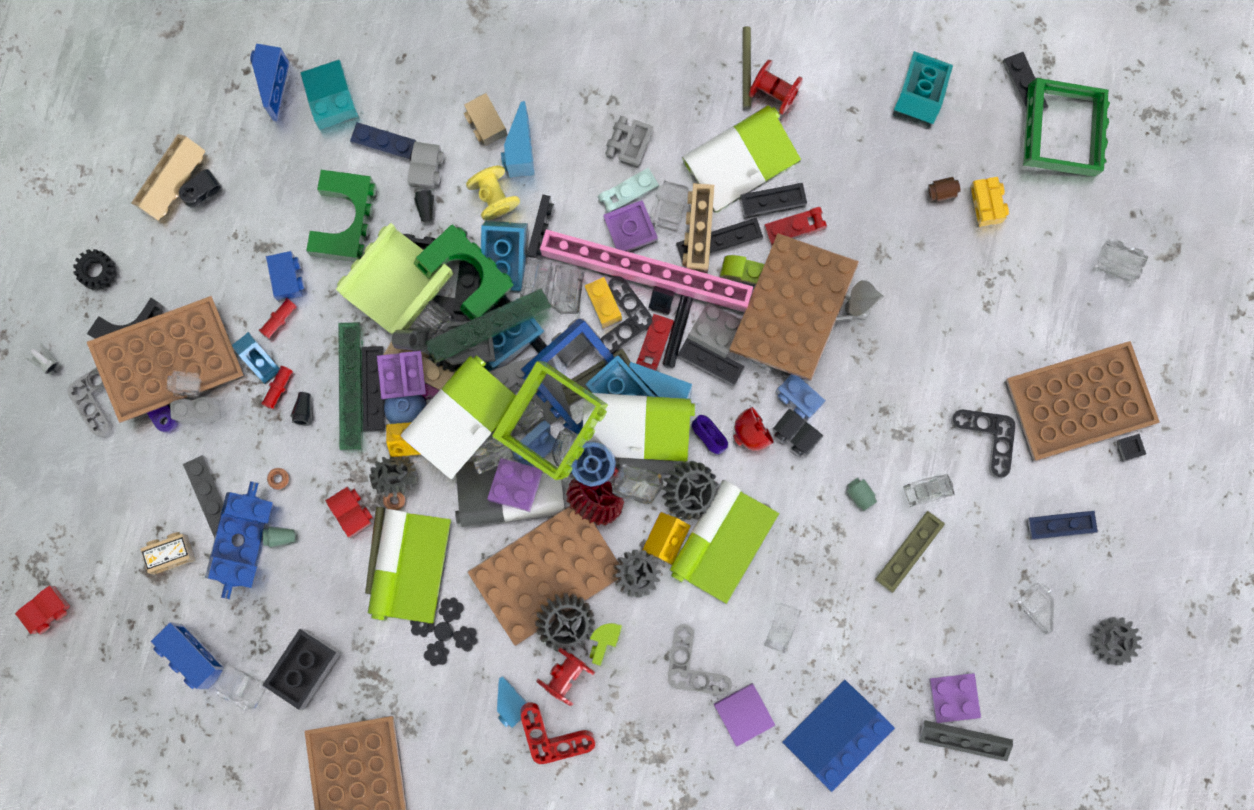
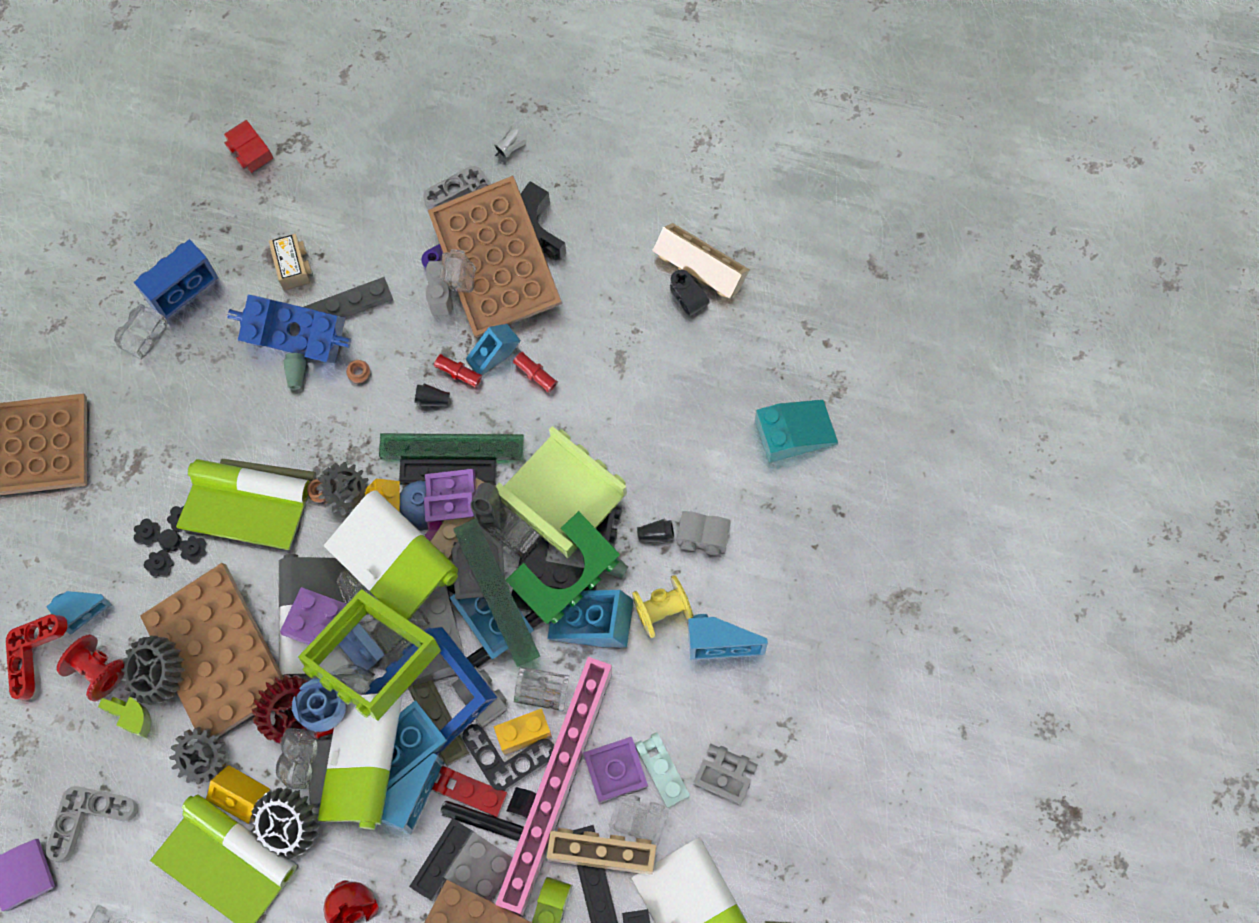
camera: 90 degrees right, 10 degrees down
(83, 264) = (604, 202): black tyre -> none
(271, 71) = (809, 363): blue slope -> none
(285, 276) = (582, 379): blue brick -> none
(301, 669) = (146, 390): black brick -> none
(349, 243) = (674, 459): green arch -> none
(349, 512) = (311, 442): red brick -> none
(382, 141) = (737, 487): dark blue plate -> none
(485, 119) = (756, 602): tan brick -> none
(537, 276) = (557, 655): clear brick -> none
(545, 209) = (622, 662): black plate -> none
(709, 434) = (353, 852): dark purple plate -> none

